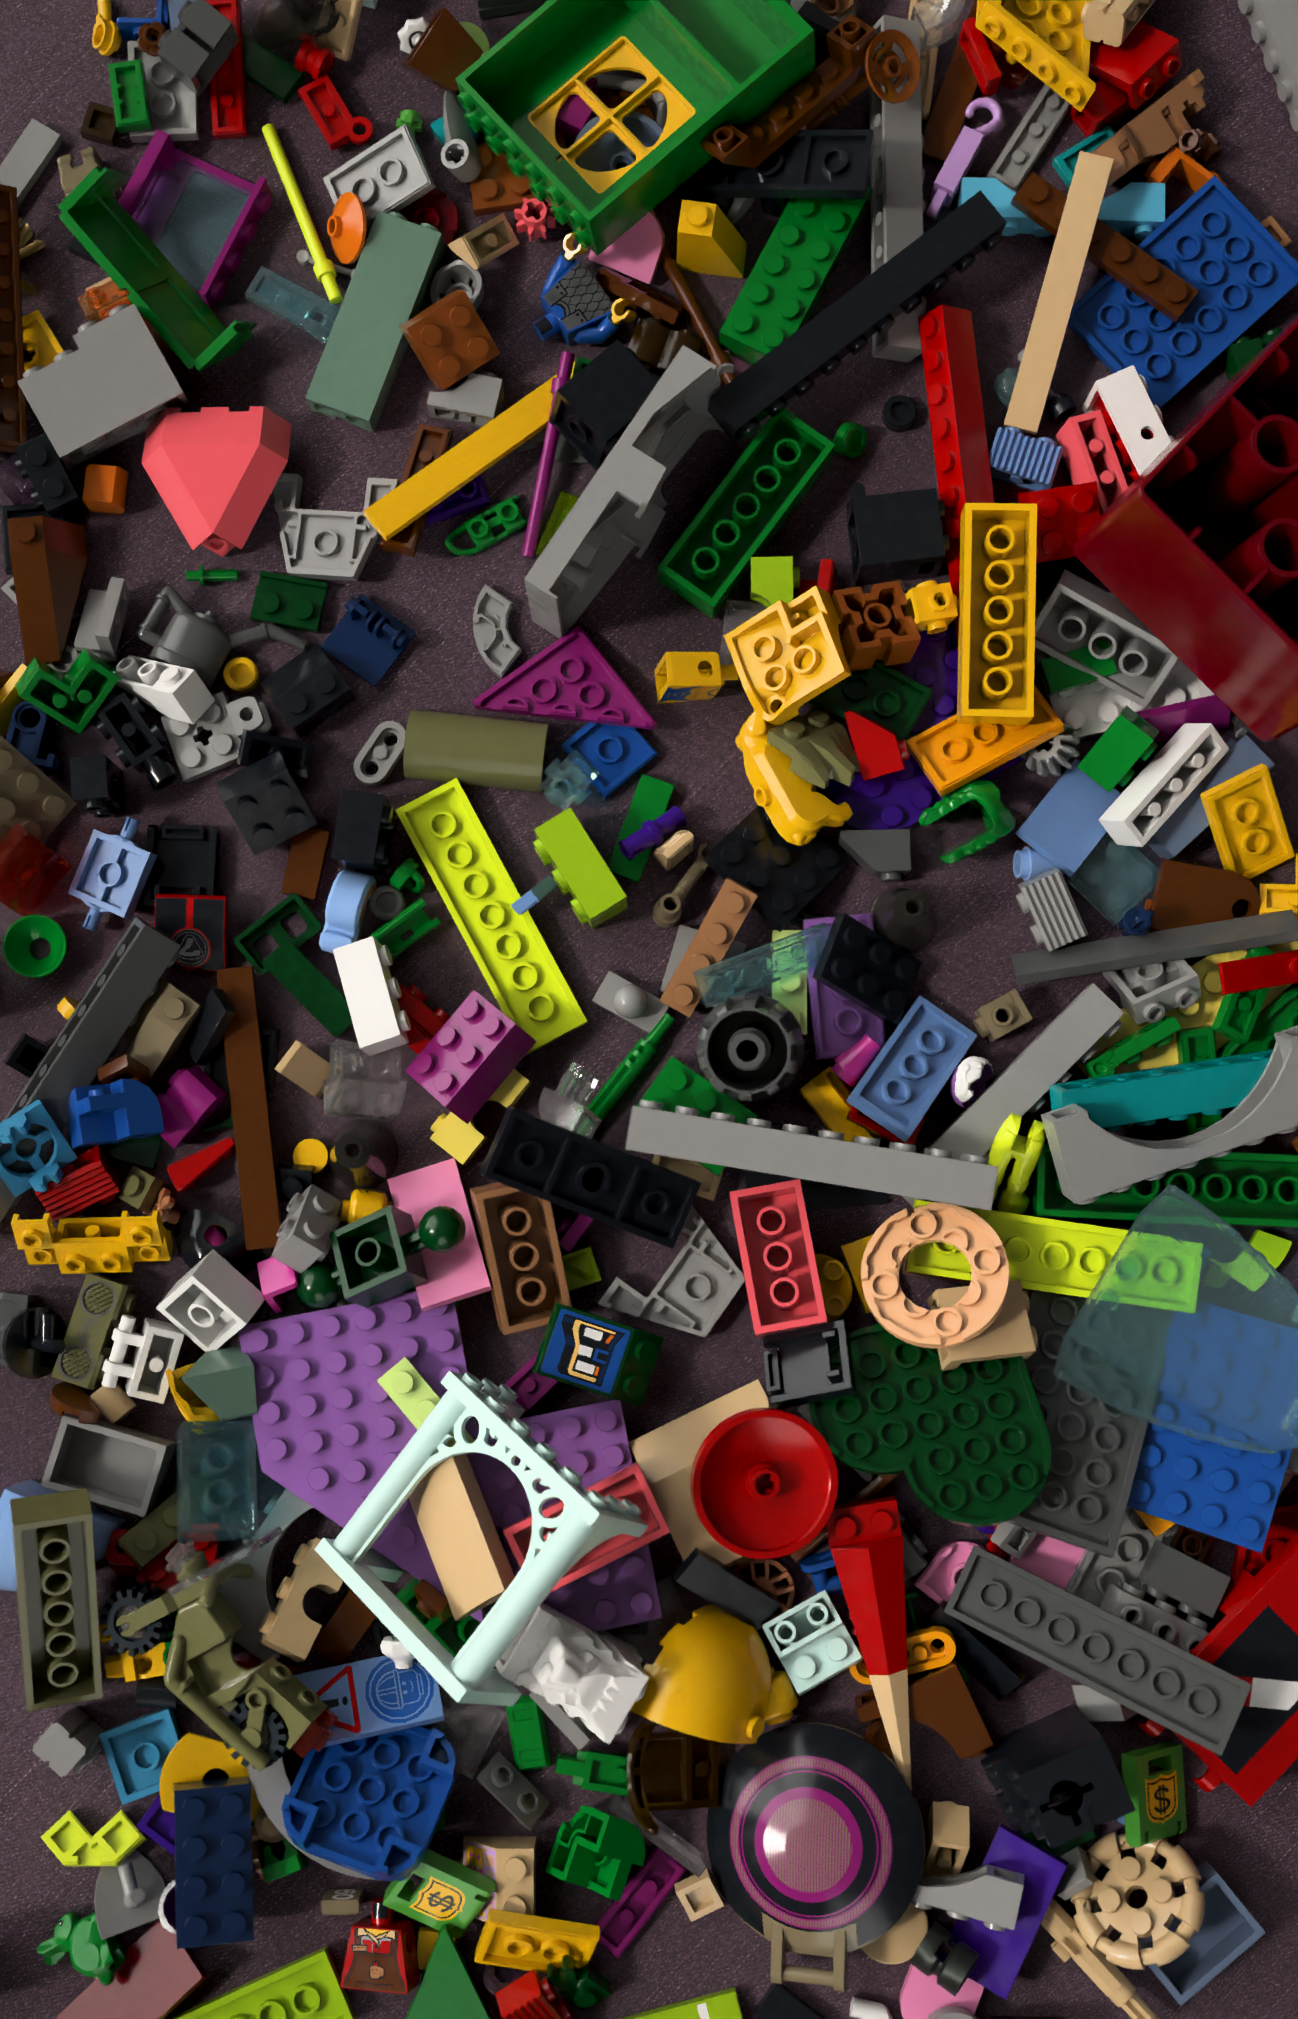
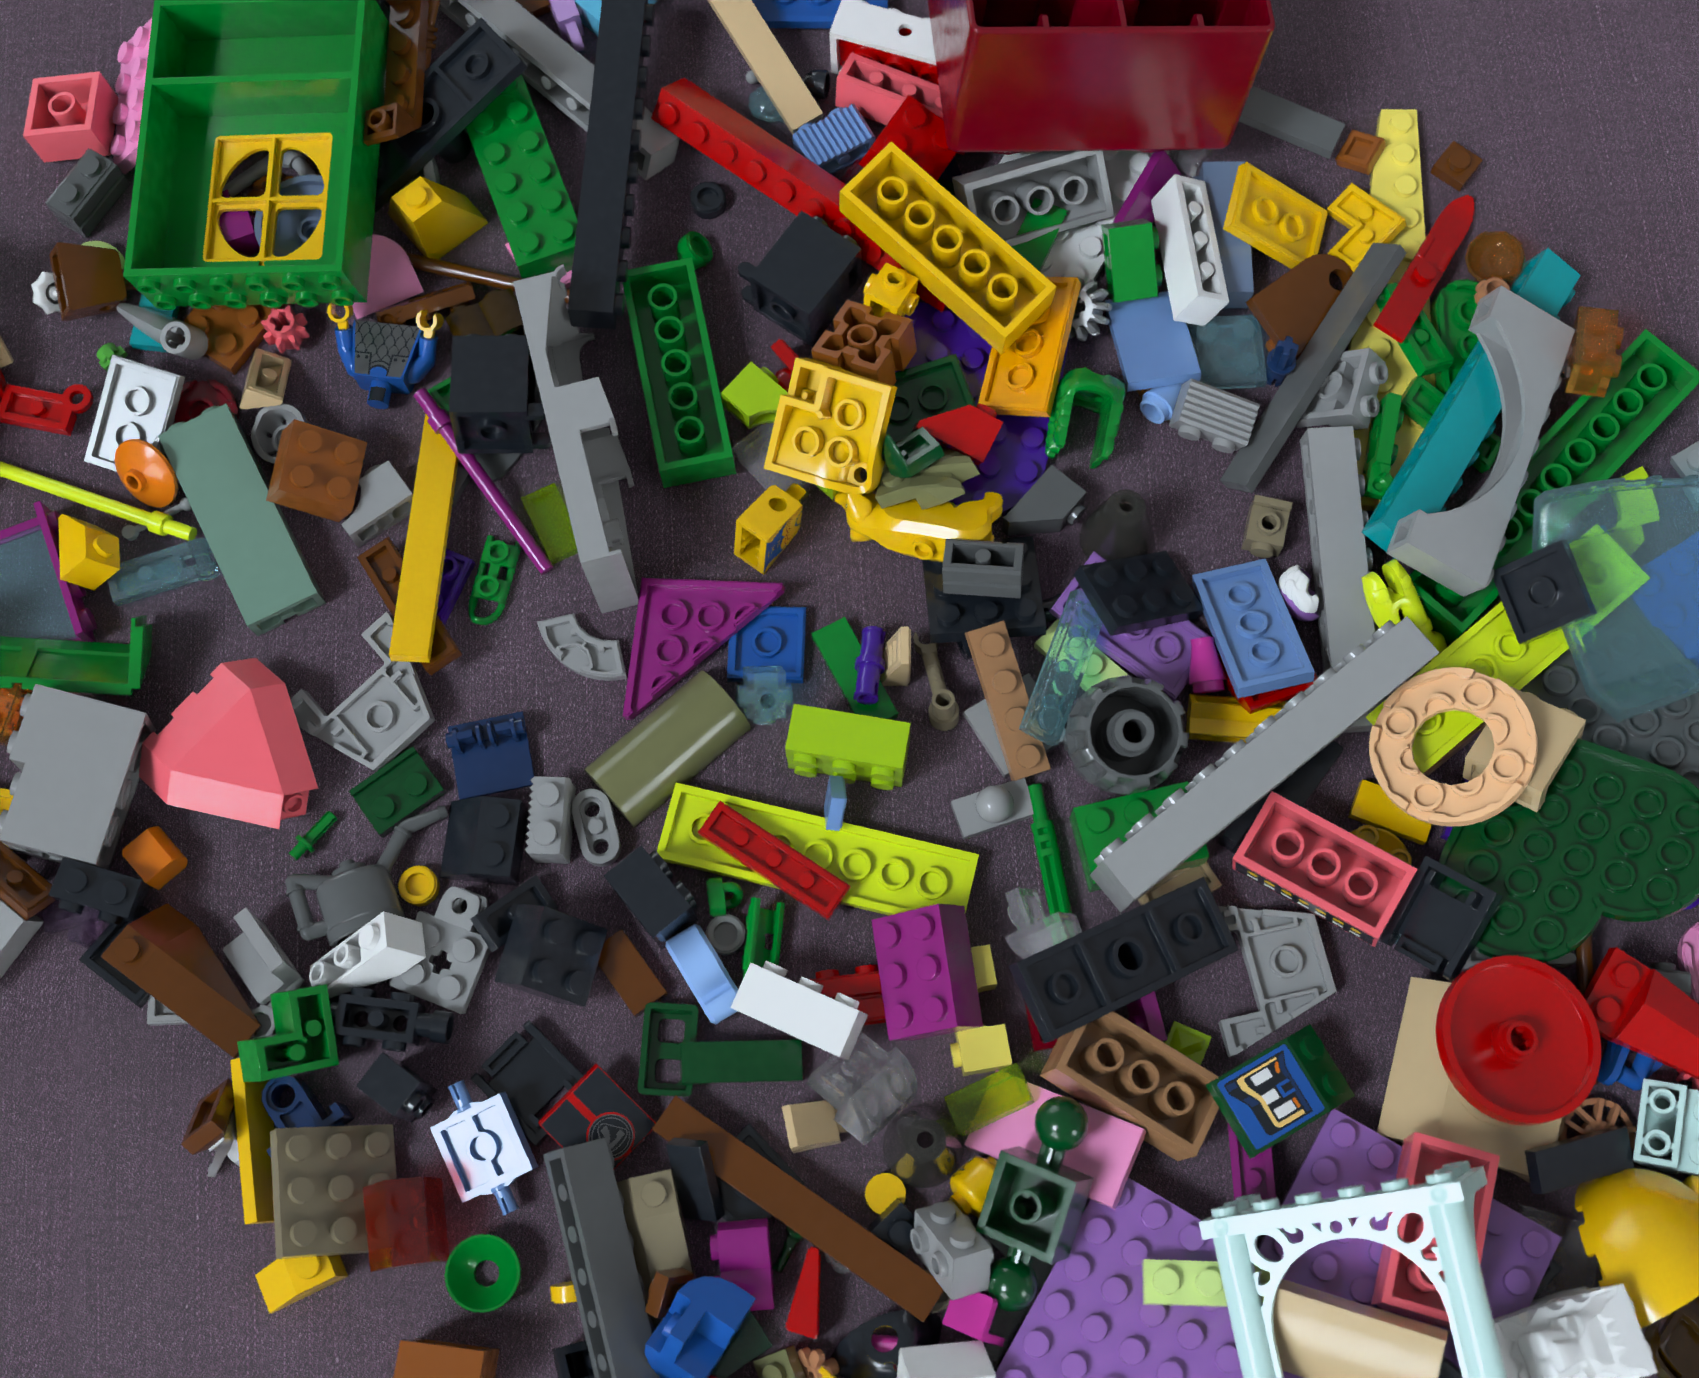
camera: 45 degrees left, 10 degrees down
(260, 243) = (86, 553): none -> yellow slope
(357, 719) = (550, 820): none -> light grey brick
(428, 1170) = (989, 1099): none -> clear neon green tile
(460, 890) = (774, 860): none -> red tile
(782, 848) = (983, 568): none -> dark grey brick
(819, 726) = (911, 453): none -> dark green plate
(1108, 1246) = (1543, 592): none -> black plate

